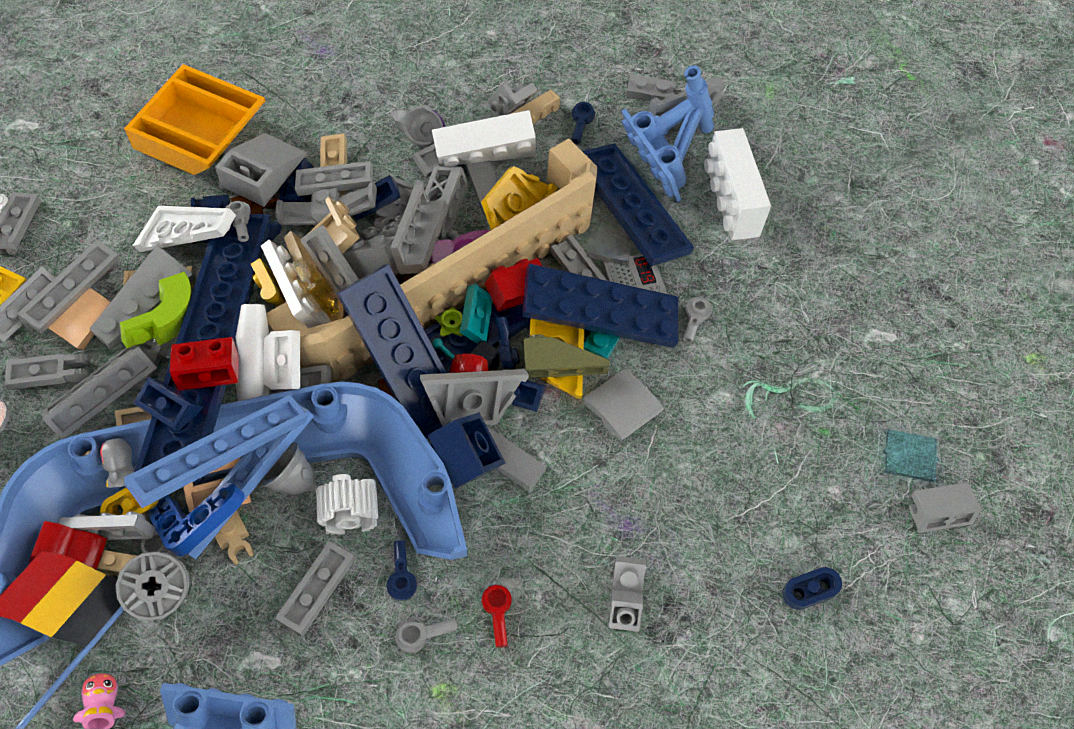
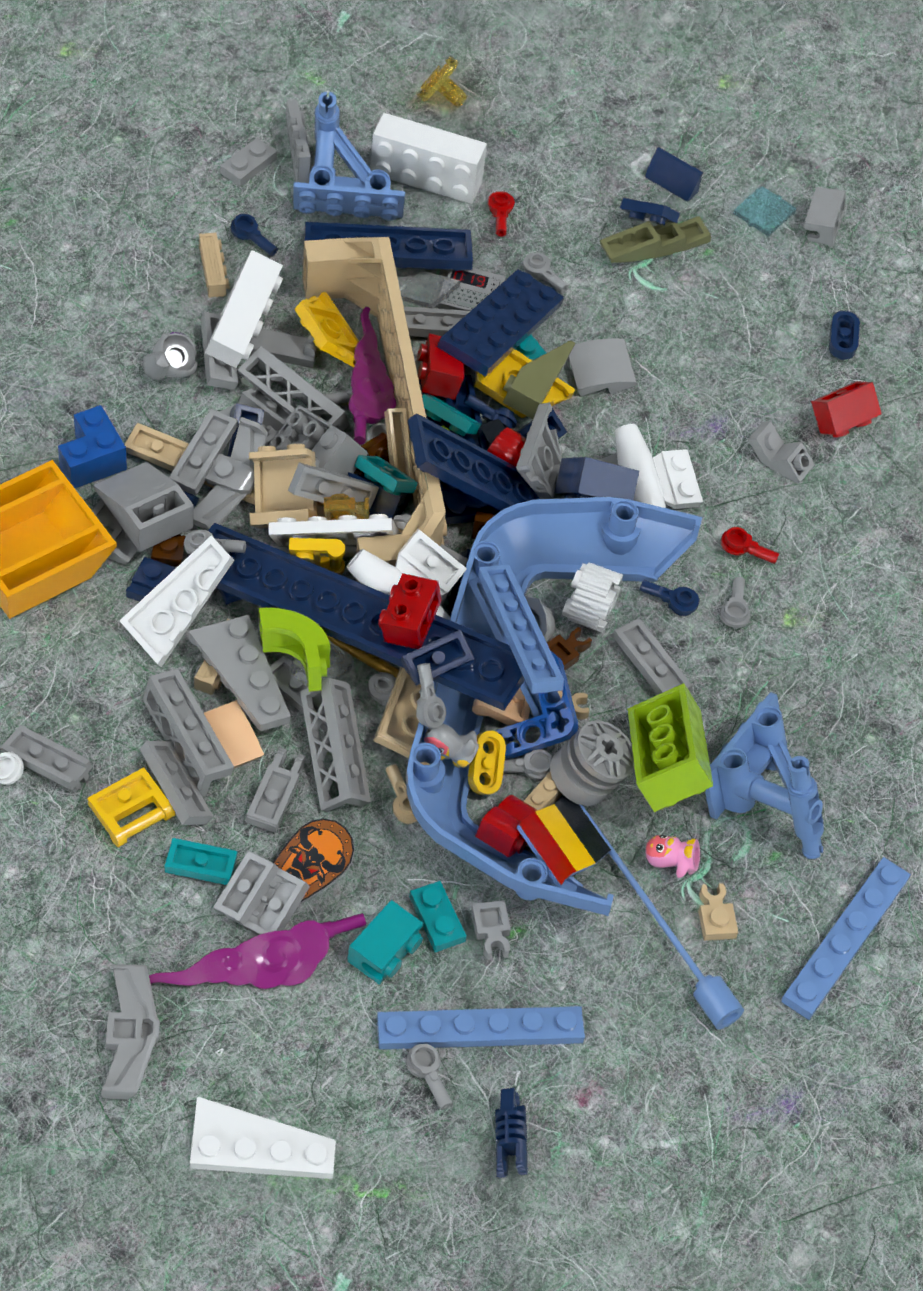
camera: 65 degrees left, 5 degrees down
(112, 526) = (507, 781): light grey plate -> none
(121, 427) = (430, 708): none -> light grey plate
(184, 641) = (669, 748): none -> lime brick
(285, 509) = (568, 649): none -> reddish brown plate
(307, 123) = (95, 451): none -> blue brick
(417, 232) = (339, 405): light grey fence -> none
(507, 101) = (202, 267): light grey bracket -> none
(512, 496) = (661, 479): none -> white plate
(715, 629) = (846, 408): none -> red brick
(742, 258) = (501, 205): none -> red plate
(791, 379) = (655, 241): none -> olive slope
(817, 361) = (655, 212): none -> dark blue plate
(827, 157) = (440, 81): none -> clear yellow tile
(882, 364) = (674, 175): none -> dark blue slope

